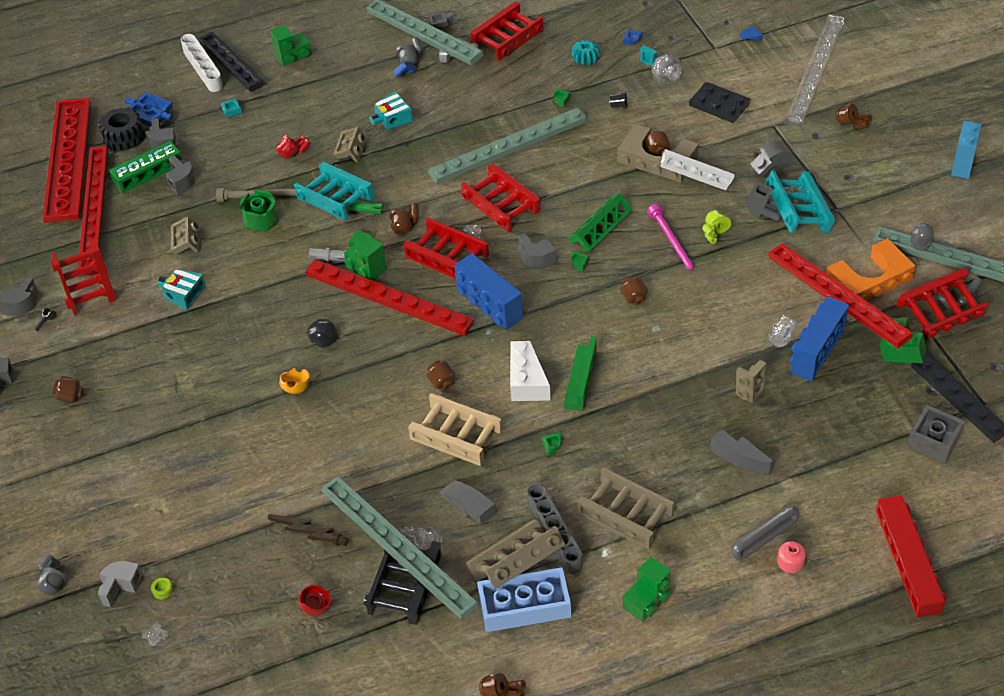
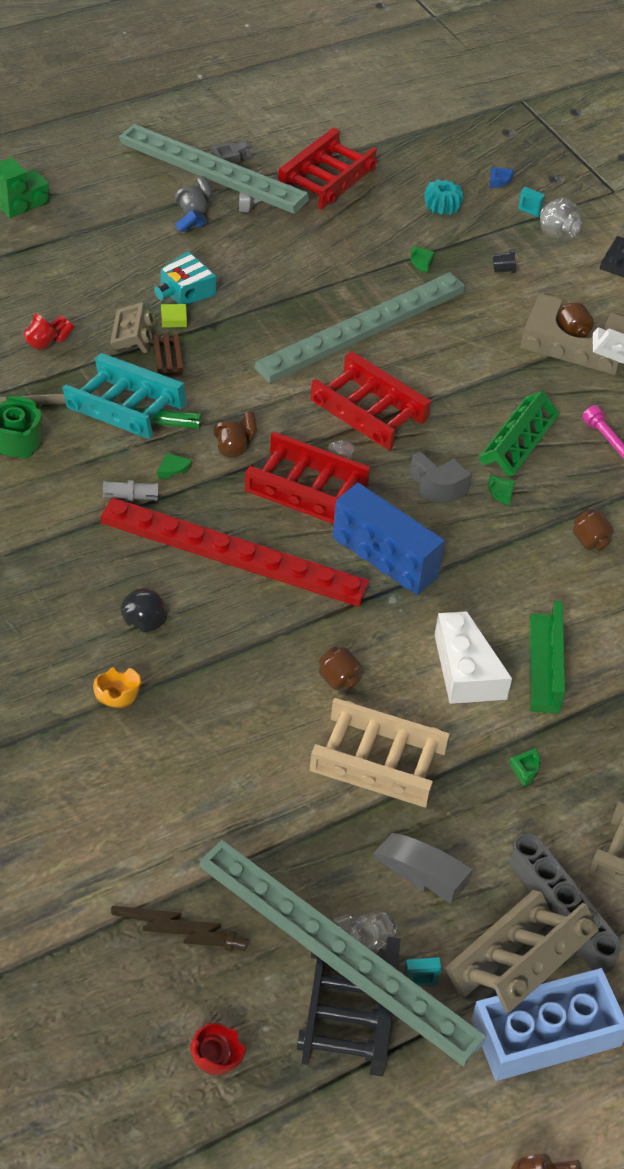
camera: 15 degrees left, 0 degrees up
(364, 160) = (166, 341): none -> reddish brown tile
(366, 258) = (192, 495): green brick -> none
(380, 136) = (173, 315): none -> lime tile
(452, 564) = (423, 971): none -> teal tile

